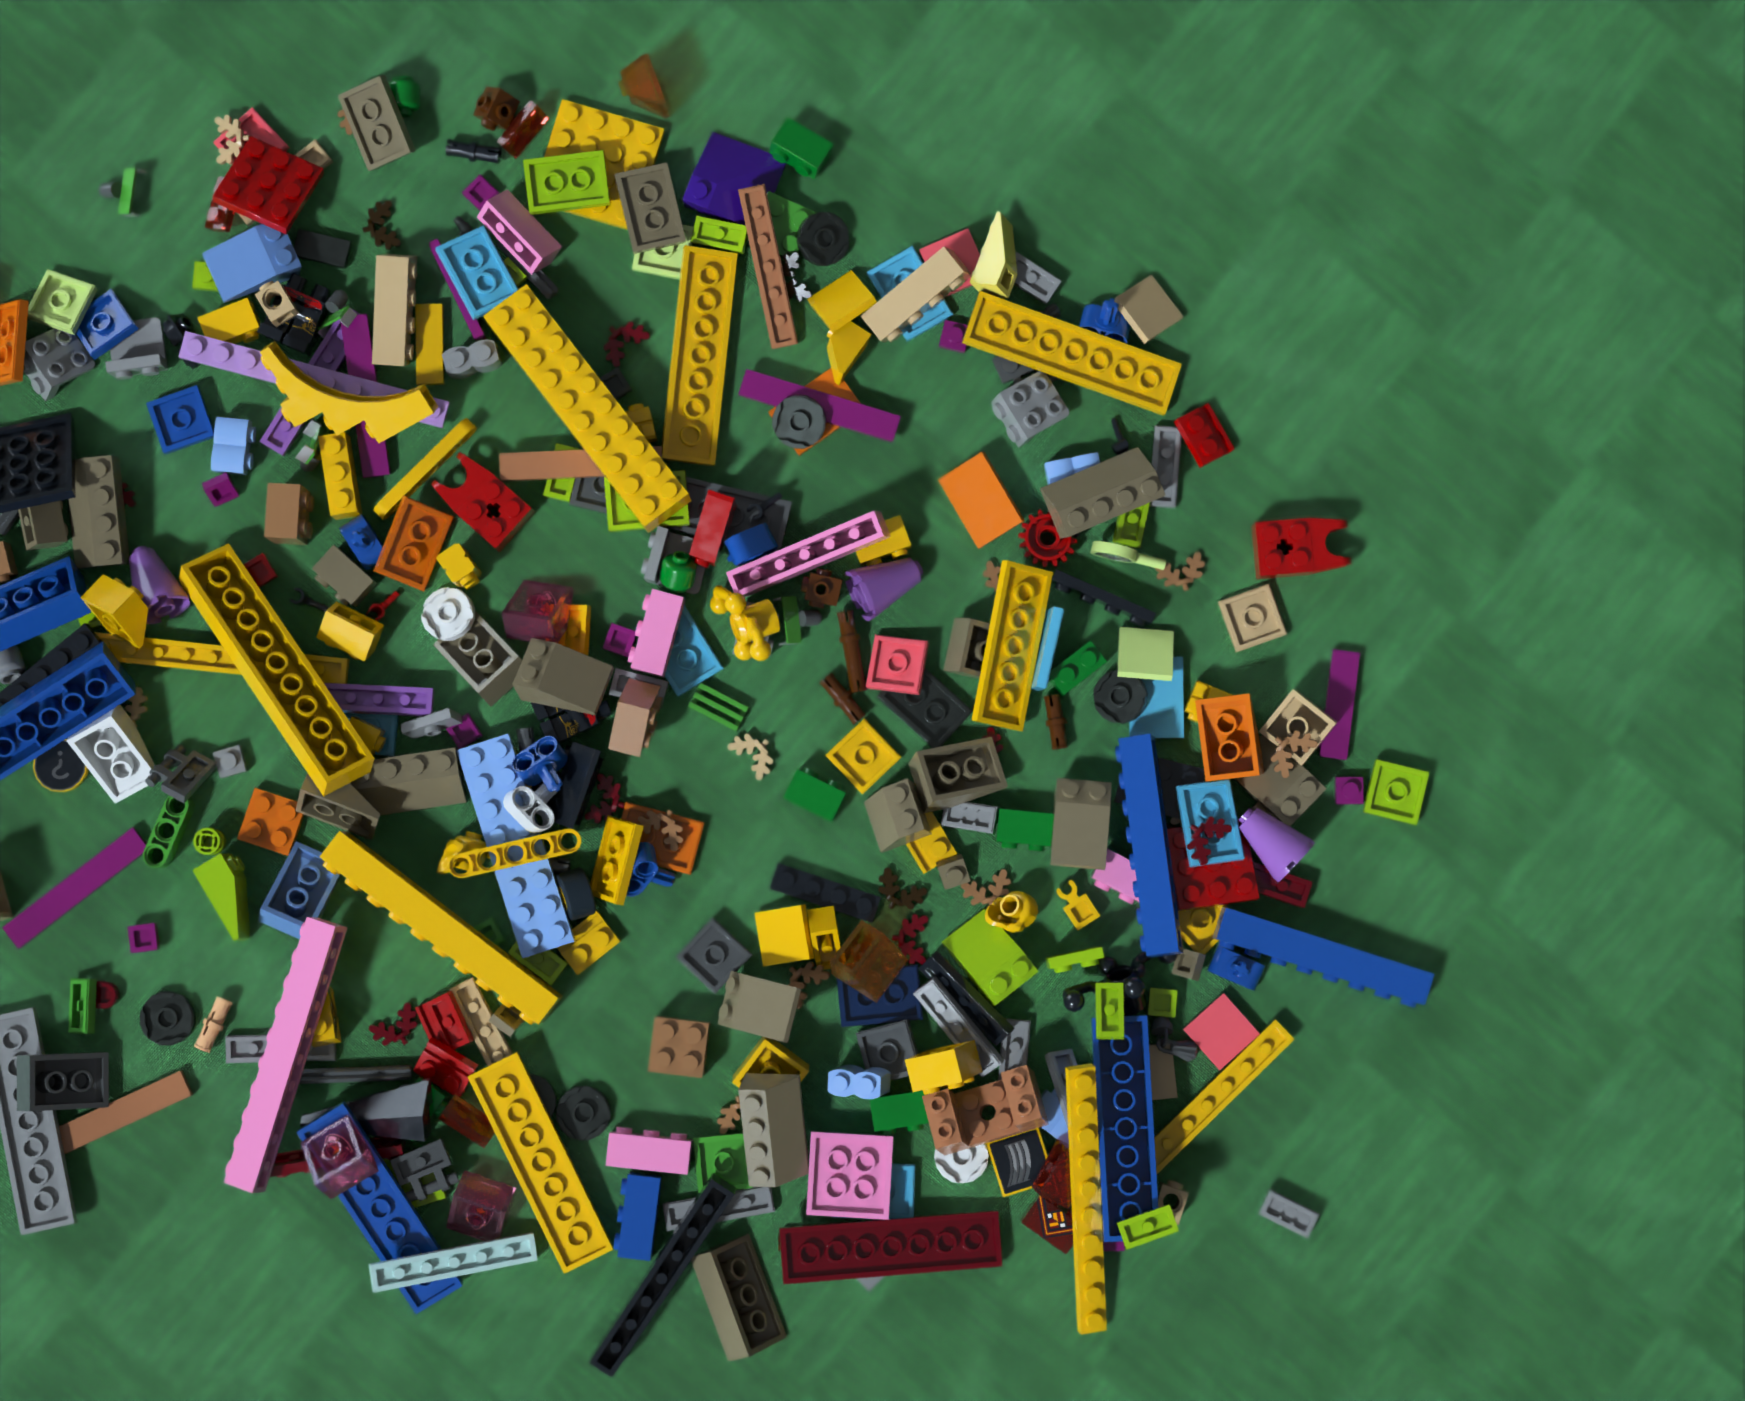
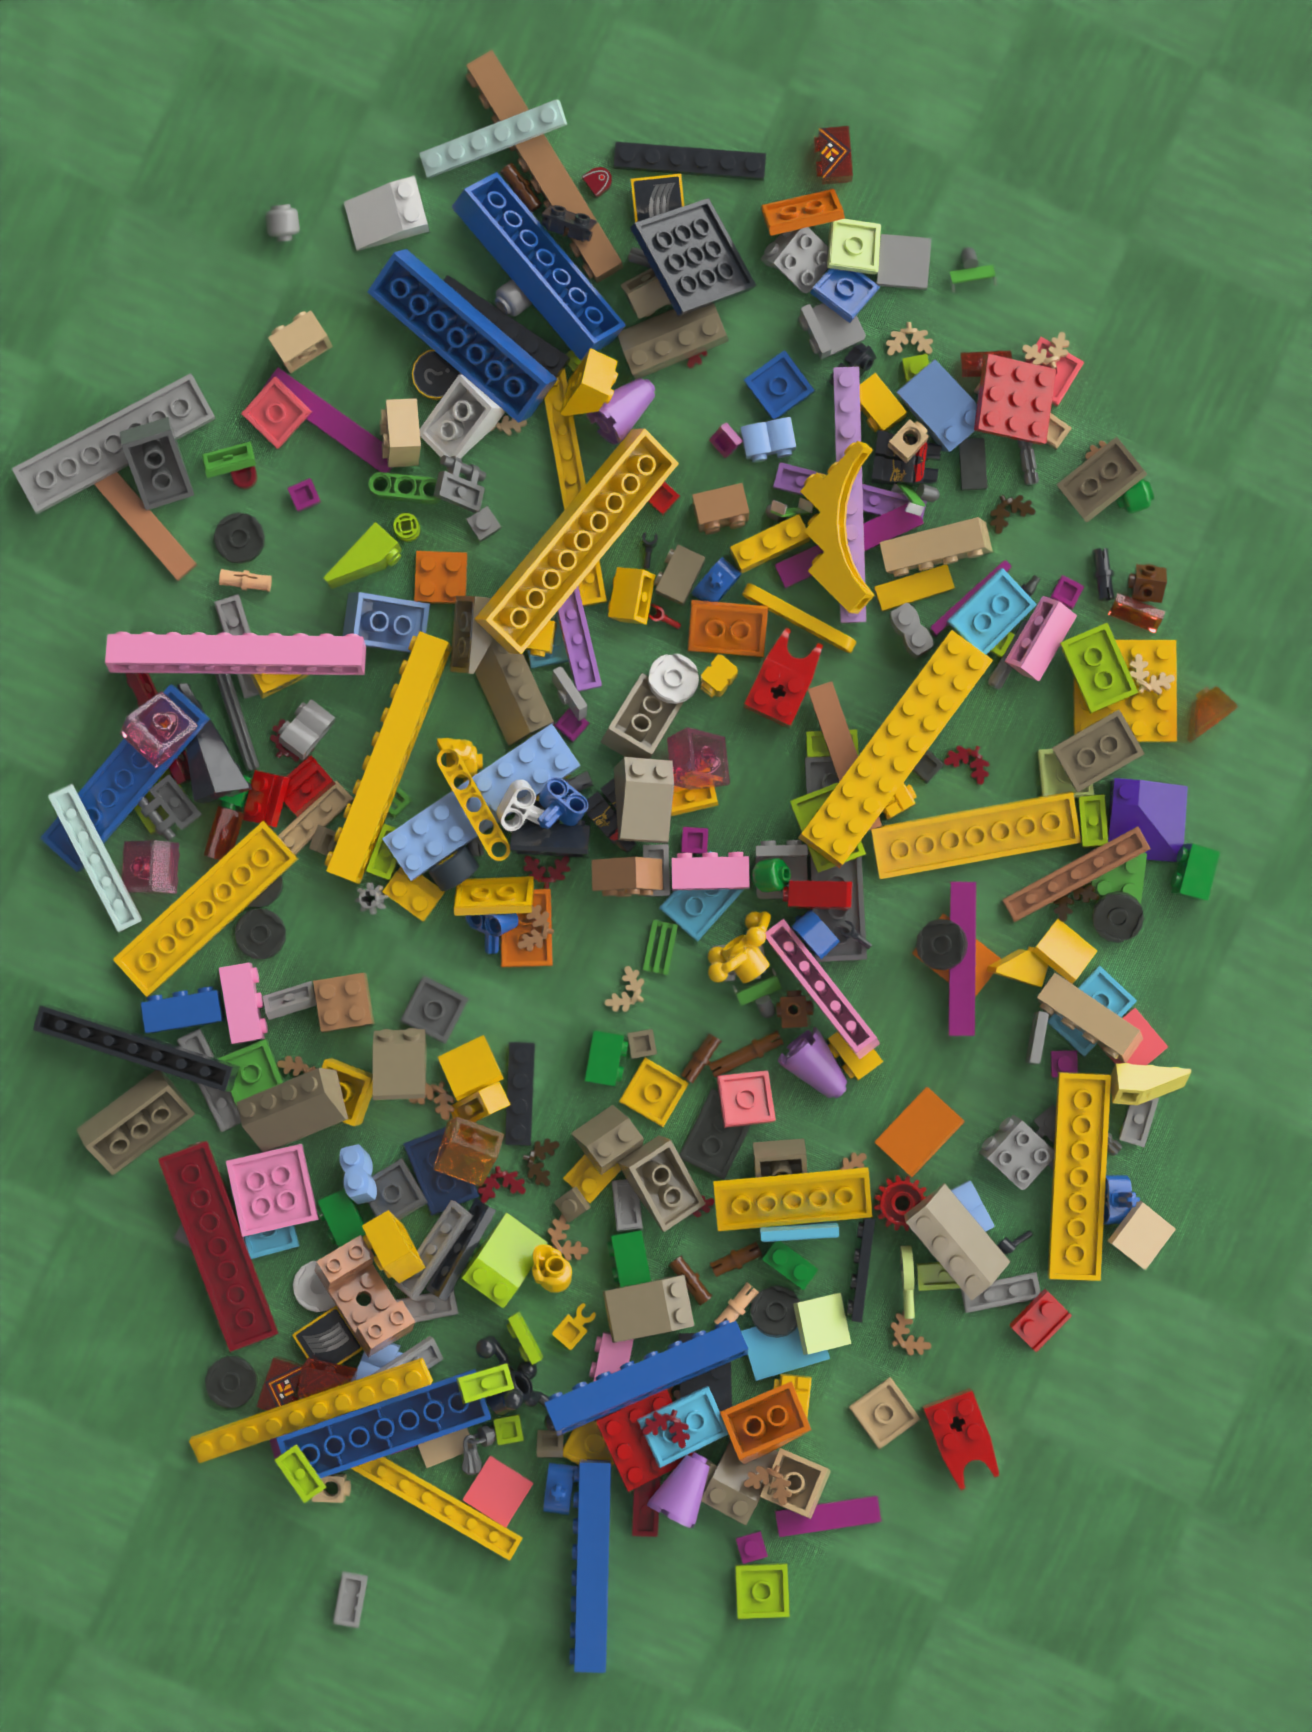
camera: 80 degrees right, 0 degrees up
(48, 942) = (276, 412): none -> coral tile
(93, 256) = (904, 262): none -> light grey tile
(108, 818) = (400, 433): none -> tan brick
(174, 265) = (924, 344): none -> tan animal
(337, 192) = (1028, 463): none -> dark grey axle
(386, 1004) = (306, 729): none -> light grey brick
(574, 993) = (370, 891): none -> light grey gear
(586, 144) = (1138, 665): none -> tan animal
(660, 1101) = (289, 1000): none -> light grey plate
(810, 753) = (642, 1043): none -> dark tan plate
(921, 354) = (1037, 1037): none -> light grey tile
(1033, 1274) = (231, 1382): none -> pearl dark grey tile
(1070, 771) = (693, 1283): none -> reddish brown pin
(1102, 733) = (738, 1304): none -> light nougat pin

